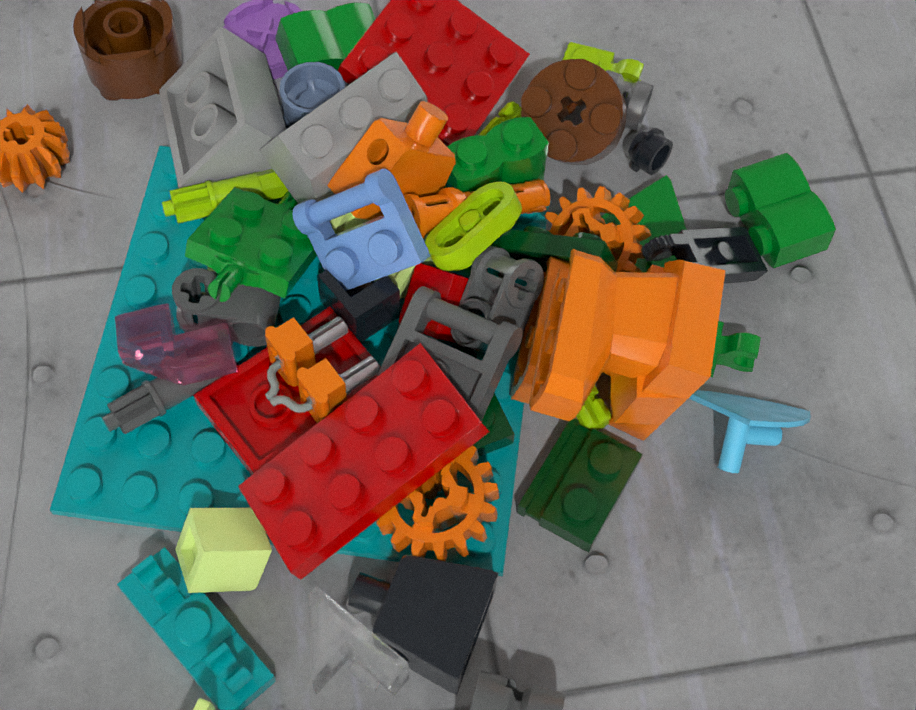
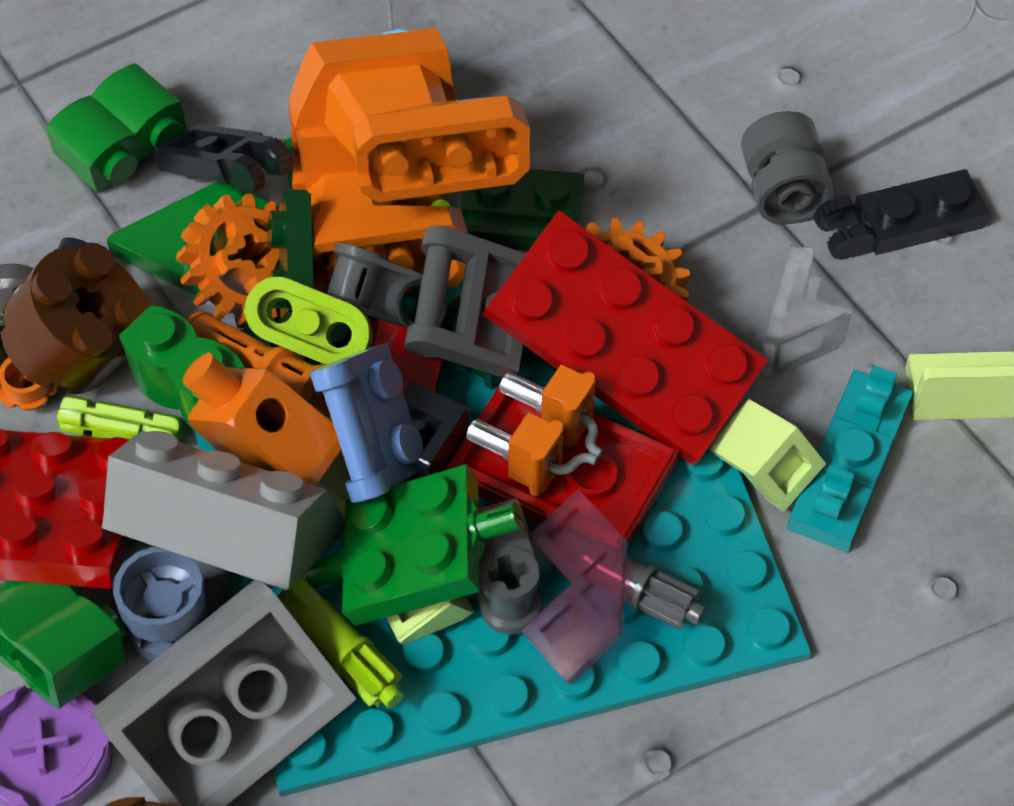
camera: 110 degrees left, 5 degrees down
(429, 614) = (730, 261): black torso -> none

